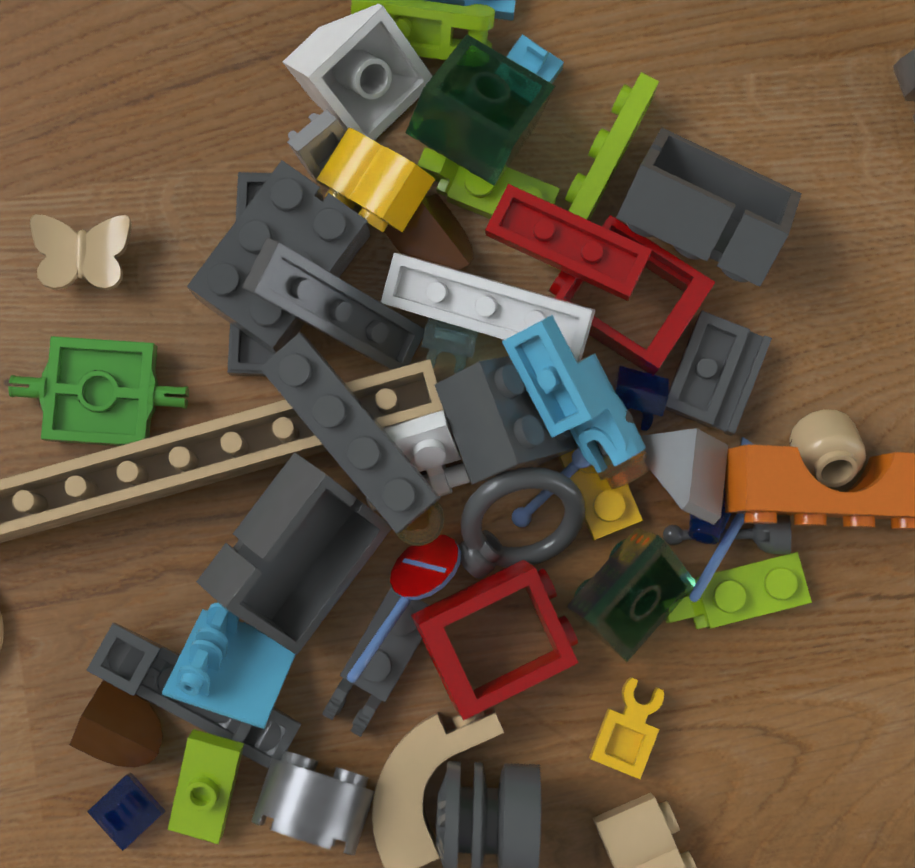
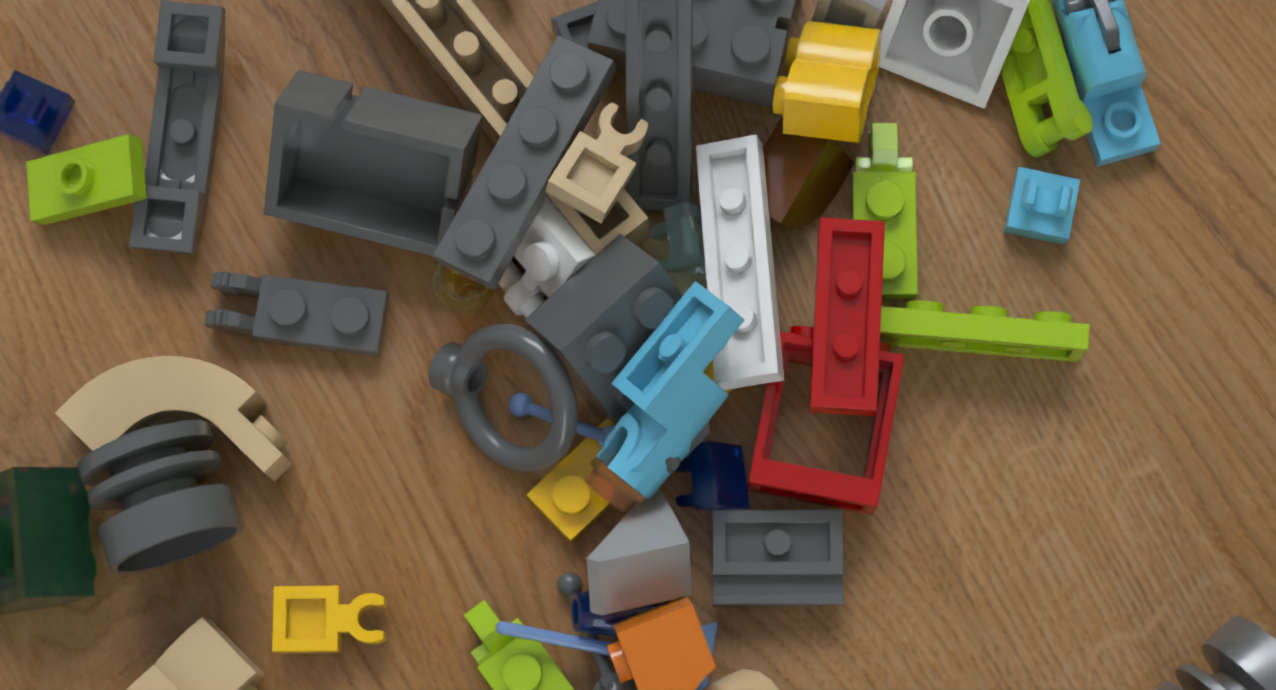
camera: 70 degrees right, 5 degrees down
(118, 728) = (115, 63): reddish brown brick -> none
(229, 668) = (217, 152): medium azure hinge -> none
(314, 804) = (106, 297): flat silver brick -> none
(380, 381) = (597, 170): none -> tan plate
(416, 575) = (401, 310): red piece -> none
(433, 619) = (318, 379): red window -> none
(479, 109) = (962, 160): clear green brick -> none
(632, 592) = (474, 555): clear green slope -> none
(710, 207) = (963, 462): dark grey piece -> none

